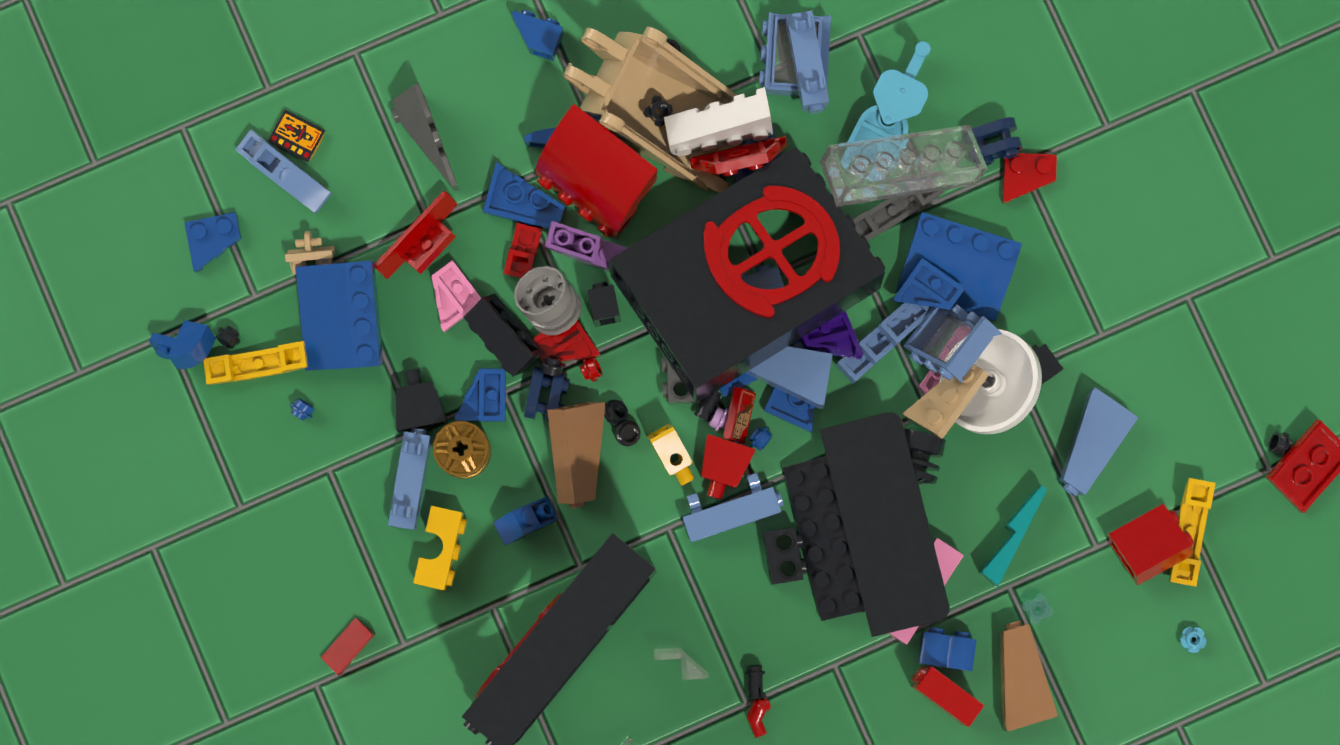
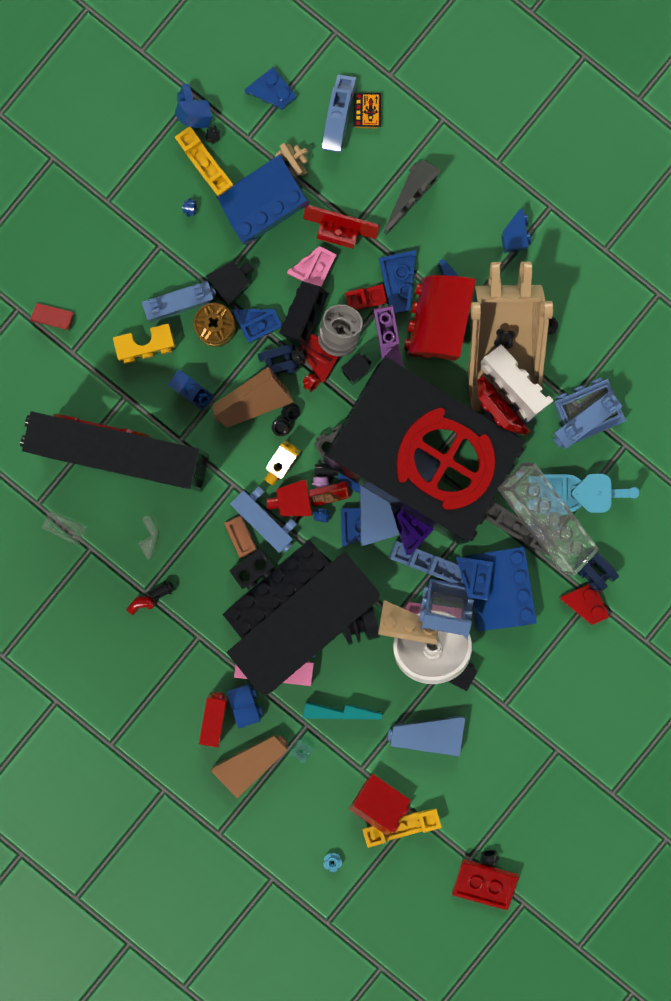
camera: 60 degrees right, 5 degrees up
(736, 550) = (240, 536): none -> nougat tile

